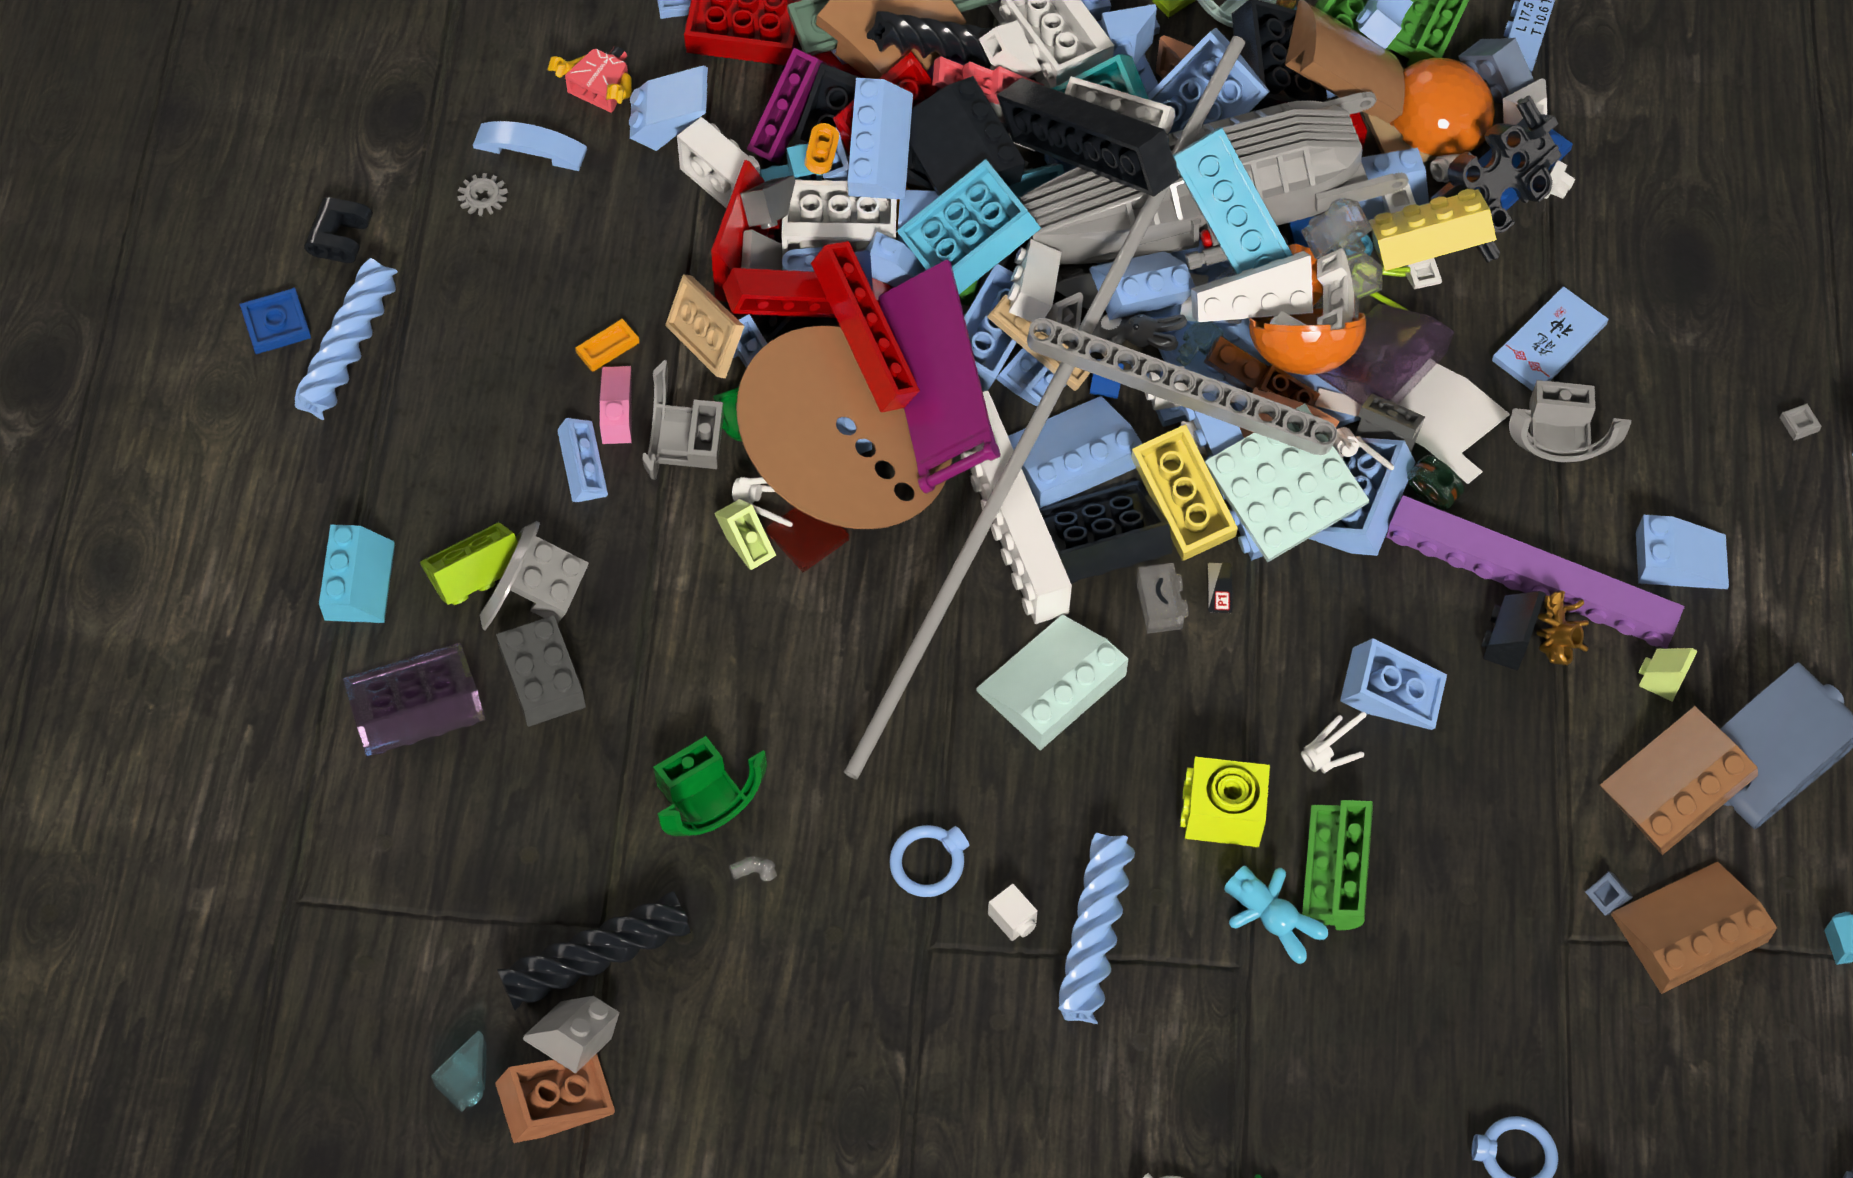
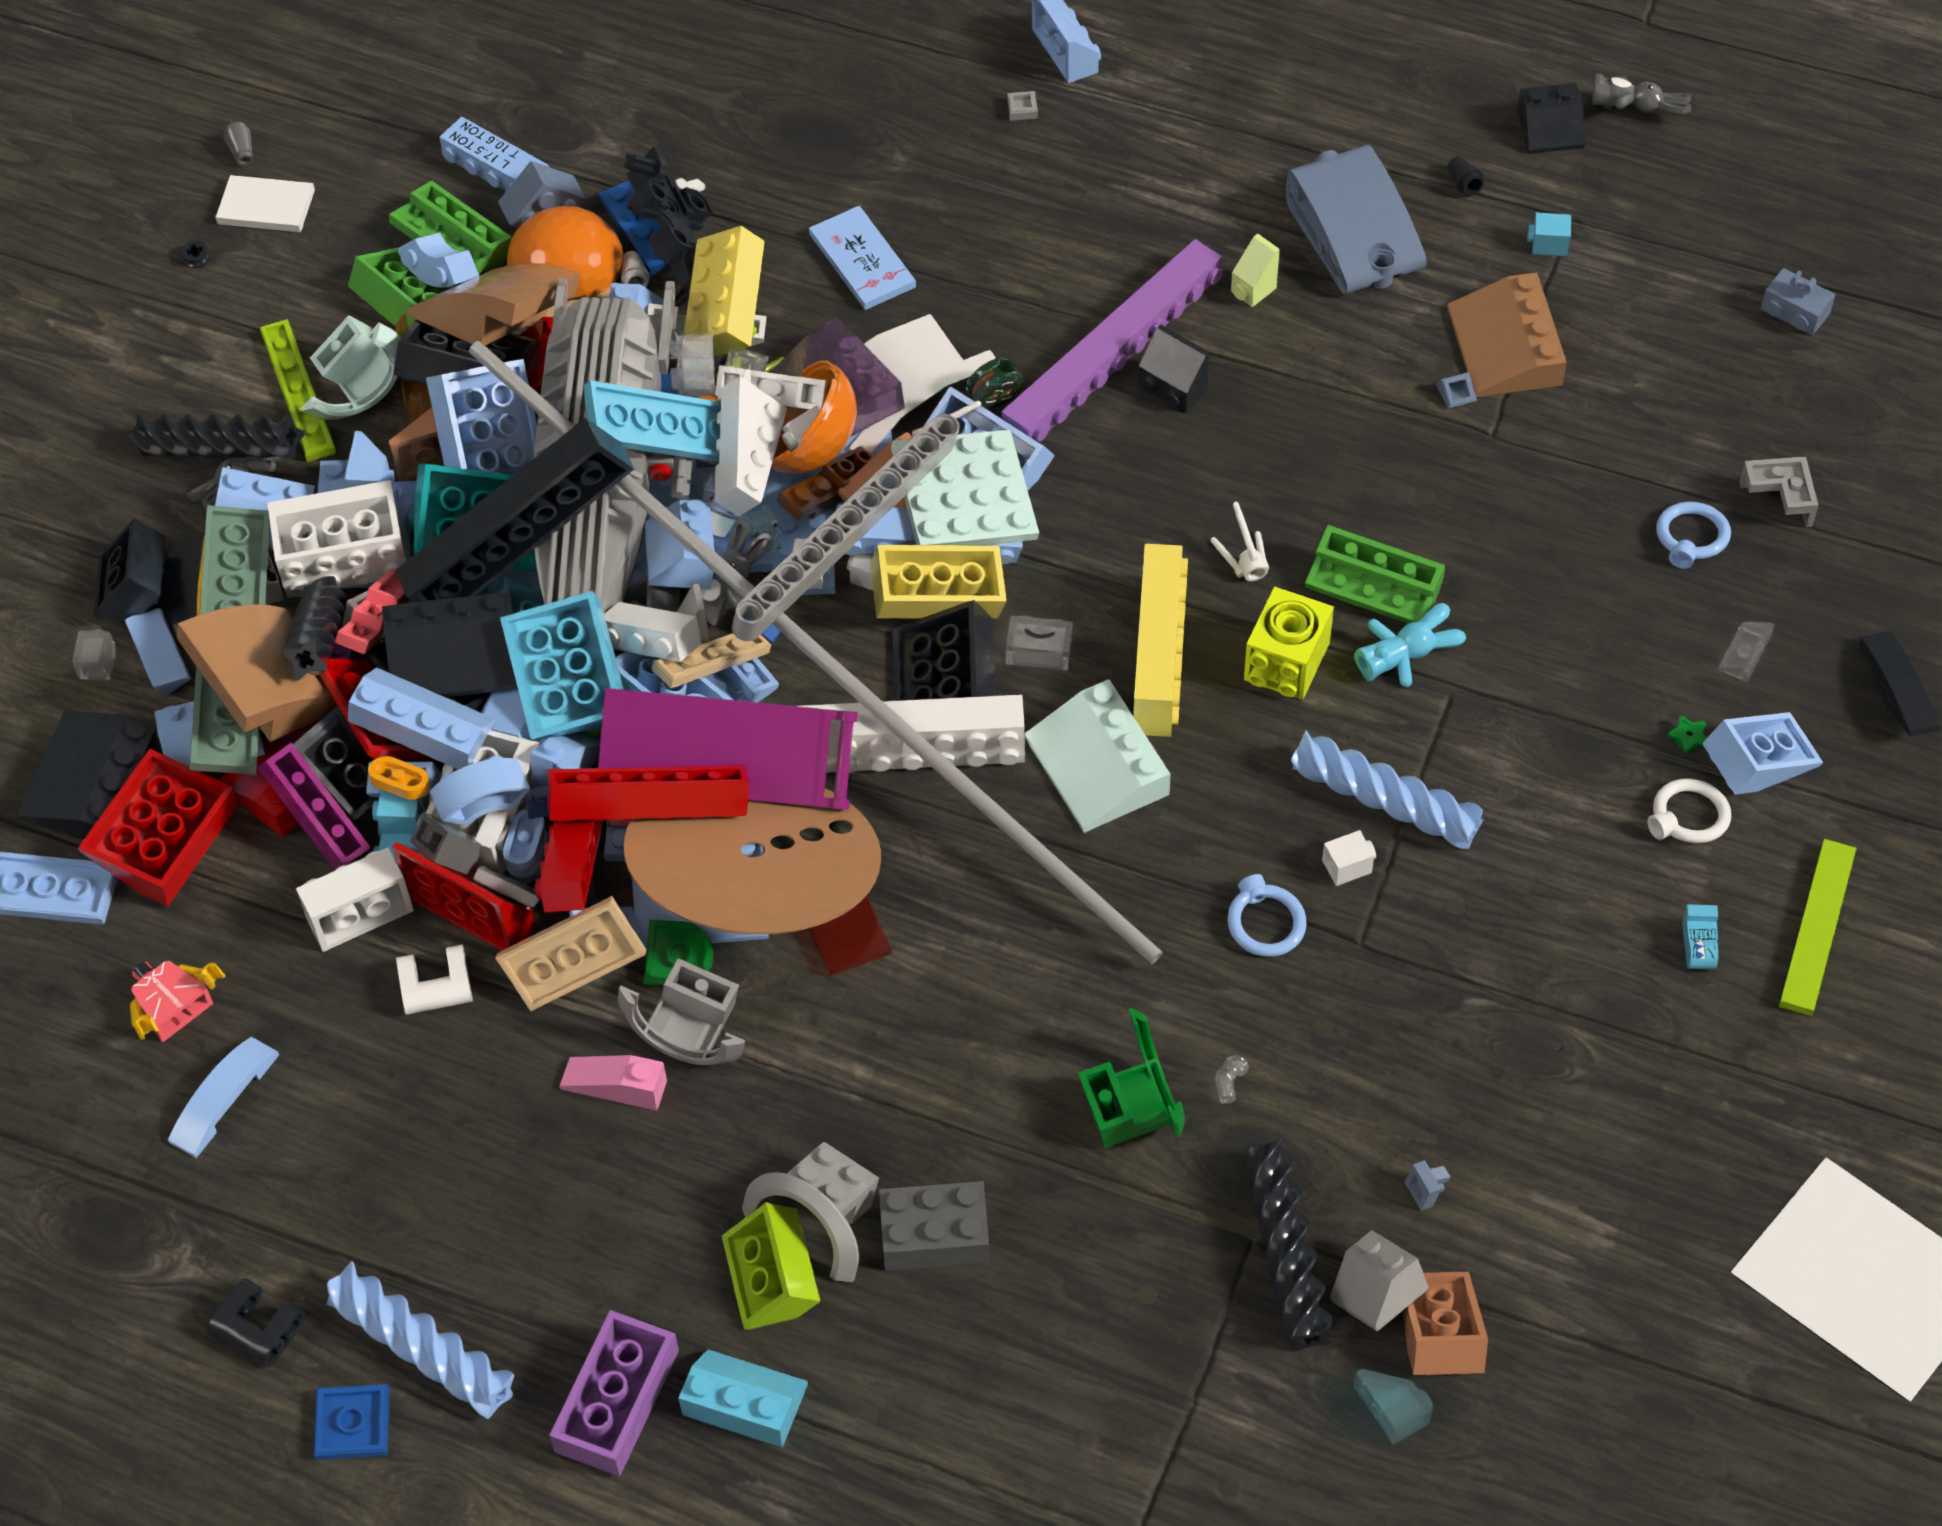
camera: 70 degrees left, 5 degrees down
(331, 482) = (614, 1393): none -> medium lavender brick
(413, 699) = (923, 1365): clear purple slope -> none
(480, 185) = (269, 1147): light grey gear -> none
(582, 460) = (673, 1134): light blue slope -> none
(607, 345) = (532, 1075): light orange tile -> none
(654, 242) = (436, 992): none -> white connector
(667, 106) = (255, 923): light blue slope -> none
(688, 1054) = (1426, 1183): none -> sand blue tile
(745, 533) = (829, 990): yellowish green slope -> none
(750, 490) = (779, 974): white plant -> none
(823, 205) = (480, 789): none -> light blue brick
(1009, 49) = (350, 573): white slope -> none
(1078, 451) = (850, 638): light blue slope -> none
(1123, 103) = (481, 484): white brick -> none
(1191, 690) = (1160, 639): none -> light yellow brick
(1220, 587) = (1038, 595): sticker -> none
(1388, 421) = (921, 394): dark grey bracket -> none
(1393, 685) = (1197, 485): light blue slope -> none
(1538, 93) = (601, 185): white slope -> none
(1561, 423) = (965, 275): light grey piece -> none
(1563, 634) = (1194, 332): pearl gold animal -> none
(1680, 554) = (1130, 234): light blue slope -> none
(1680, 779) = (1371, 295): medium nougat slope -> none

